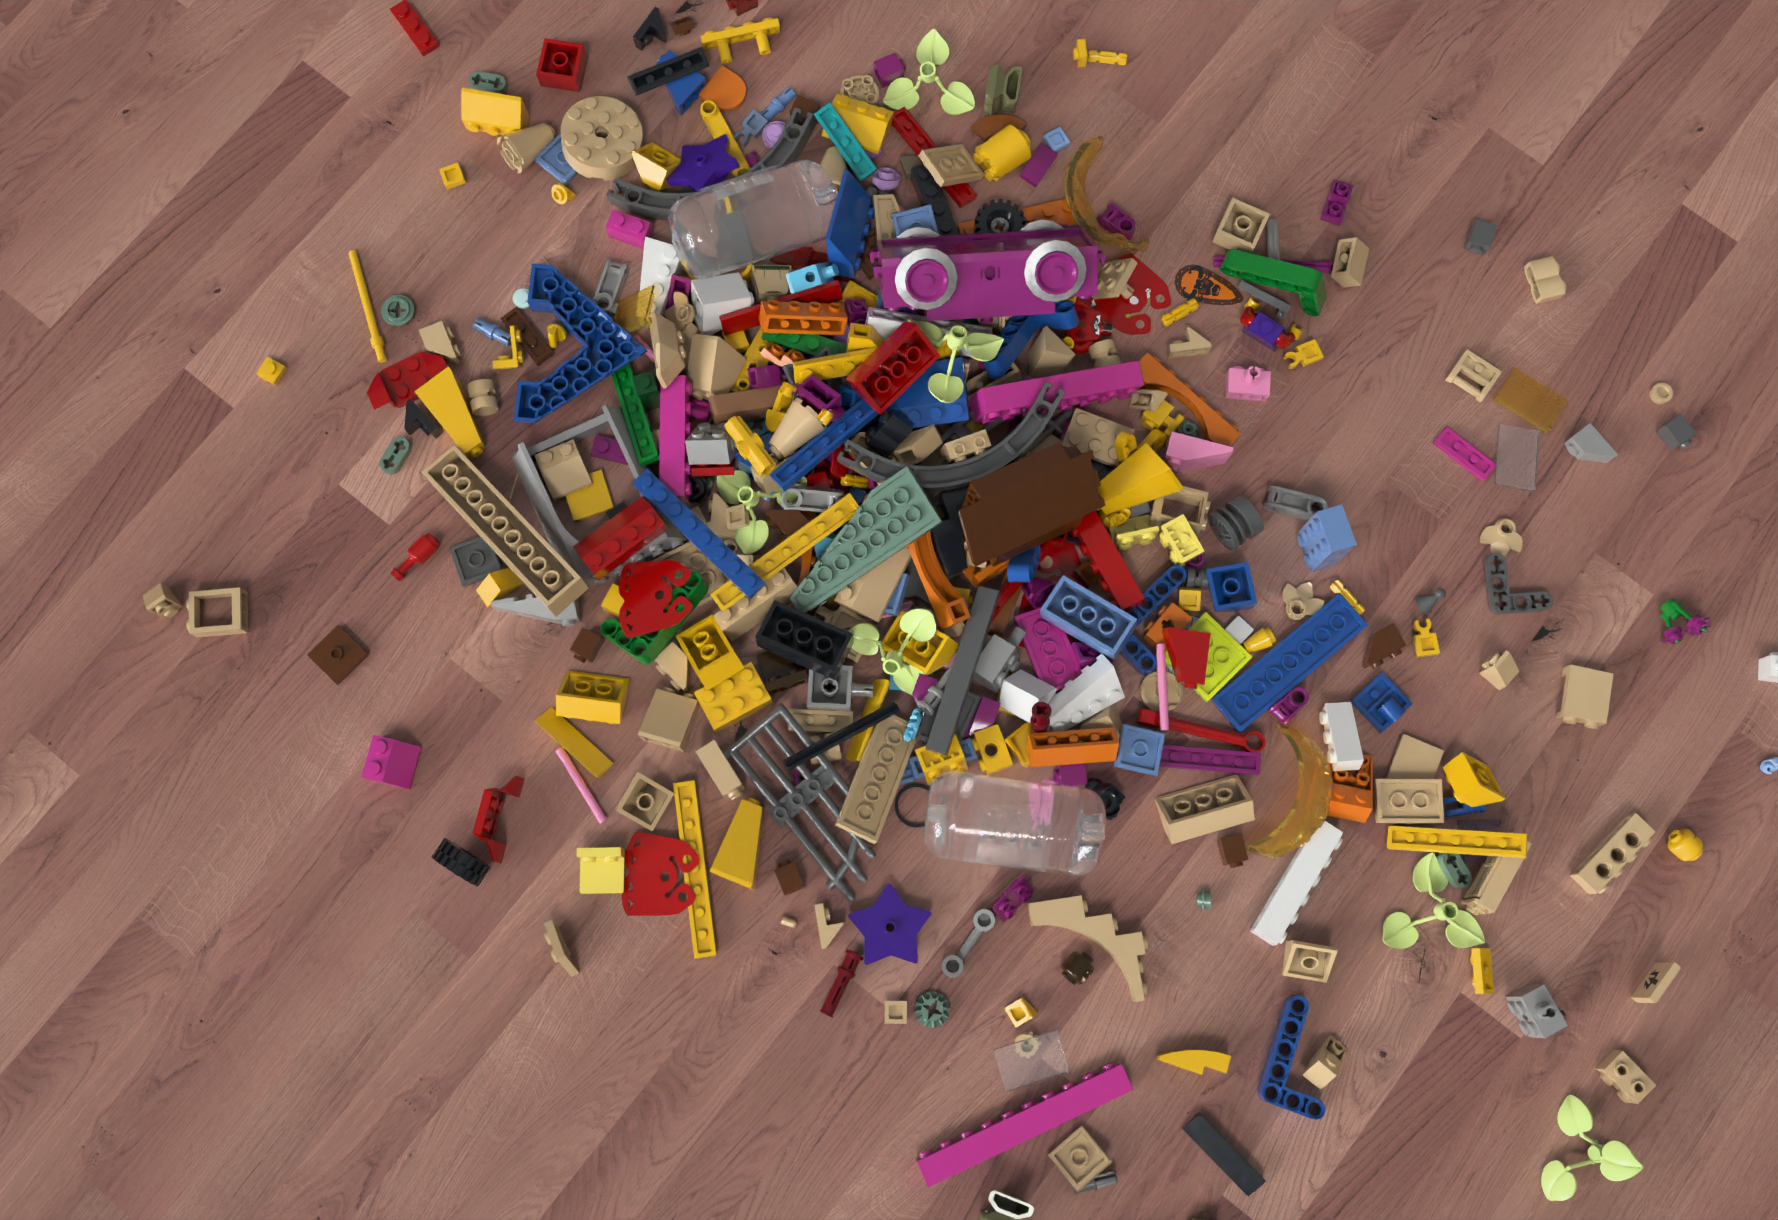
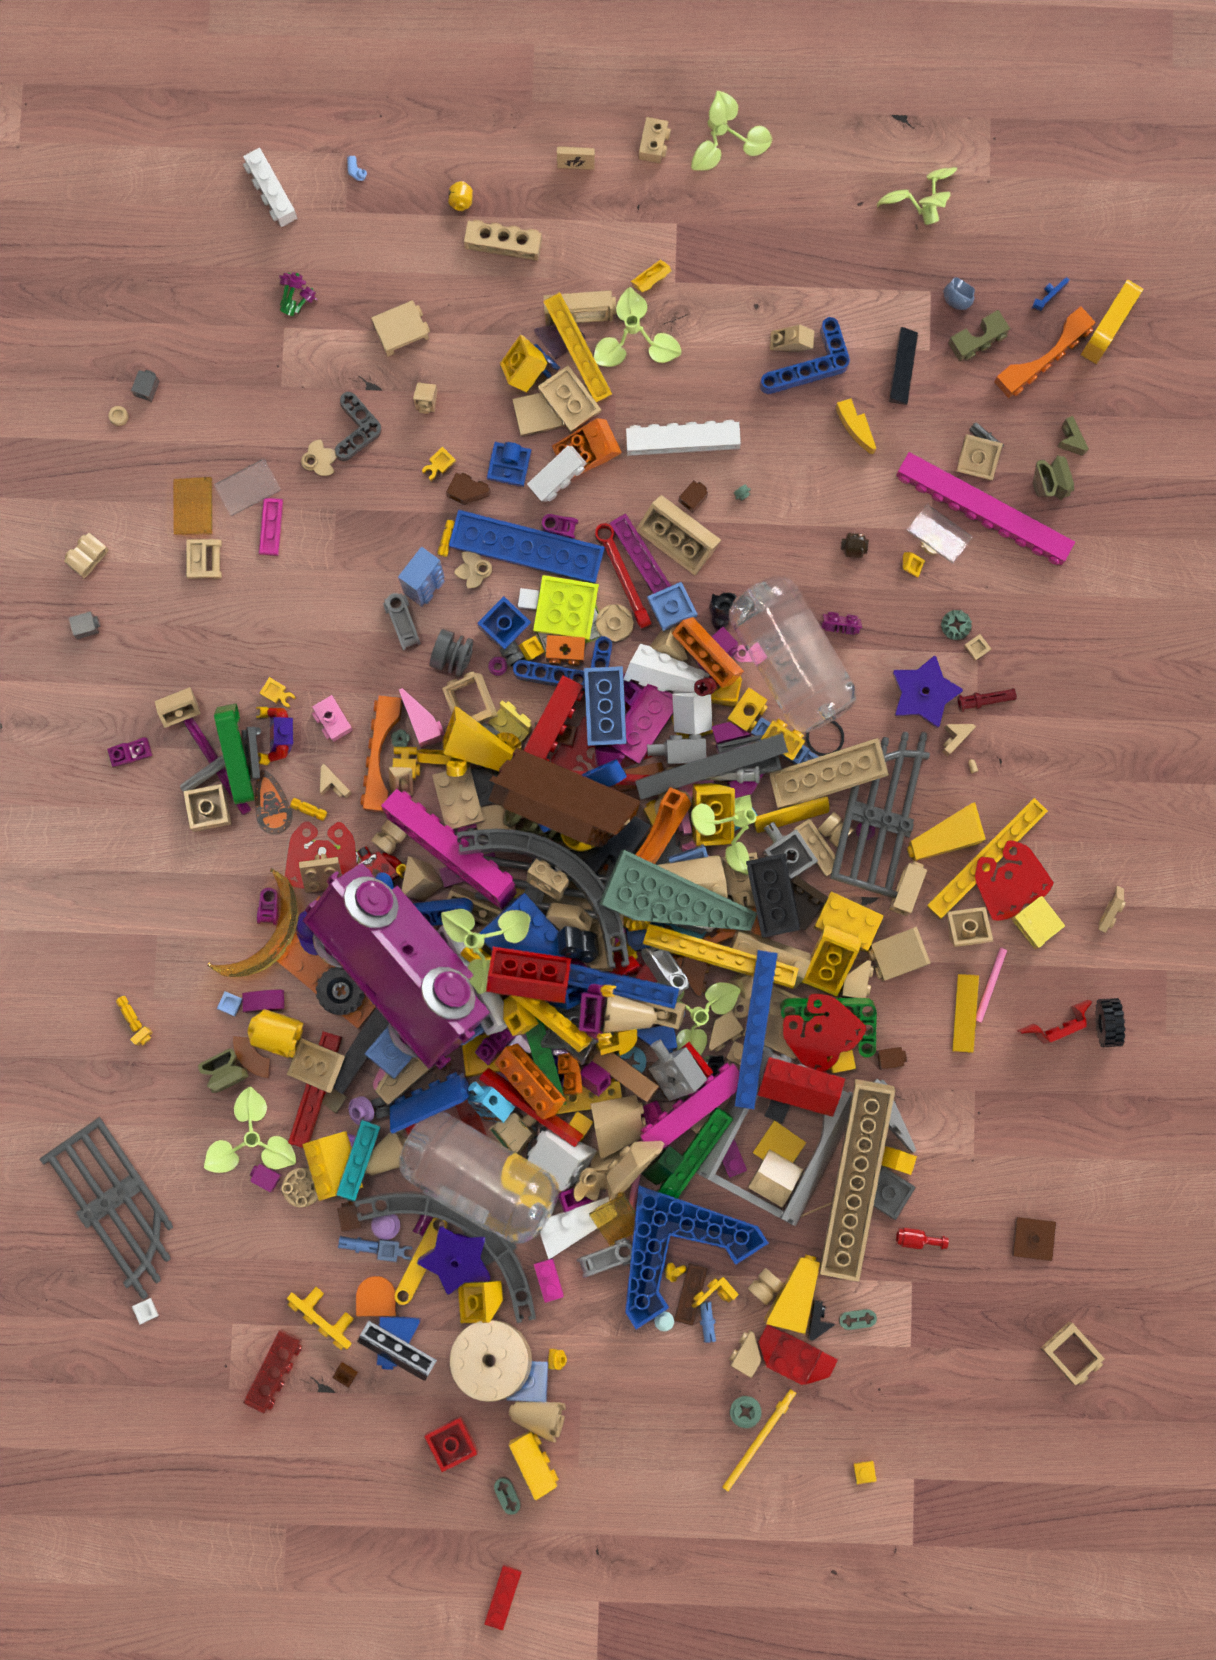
camera: 130 degrees left, 5 degrees up
(162, 601) = (1097, 1402): tan slope -> none
(391, 762) = (1079, 1133): dark pink slope -> none
(452, 176) = (606, 1459): yellow plate -> none
(592, 697) = (923, 1024): yellow slope -> none
(651, 27) = (362, 1398): black slope -> none
(737, 517) = (718, 1016): tan plate -> none
(750, 445) = (664, 1038): yellow piece -> none
(789, 877) = (943, 787): reddish brown brick -> none
(840, 736) = (822, 819): black axle -> none
(913, 725) = (774, 775): medium azure gear -> none
(984, 922) = (871, 631): light grey piece -> none
(1124, 948) = (822, 576): tan arch -> none
(1162, 687) = (614, 621): bright pink bar -> none
(1180, 541) = (497, 678): light yellow bracket -> none
(1187, 655) = (578, 618): red slope -> none
(1260, 640) = (526, 578): yellow cone -> none
(1308, 960) = (731, 395): tan slope -> none
(1311, 801) = (616, 464): clear yellow windscreen -> none
(1426, 602) = (410, 480): dark grey piece -> none
(1454, 869) = (597, 339): sand green beam -> none
(1536, 1011) = (654, 223): light grey brick -> none
(1590, 446) = (200, 442): light grey slope -> none

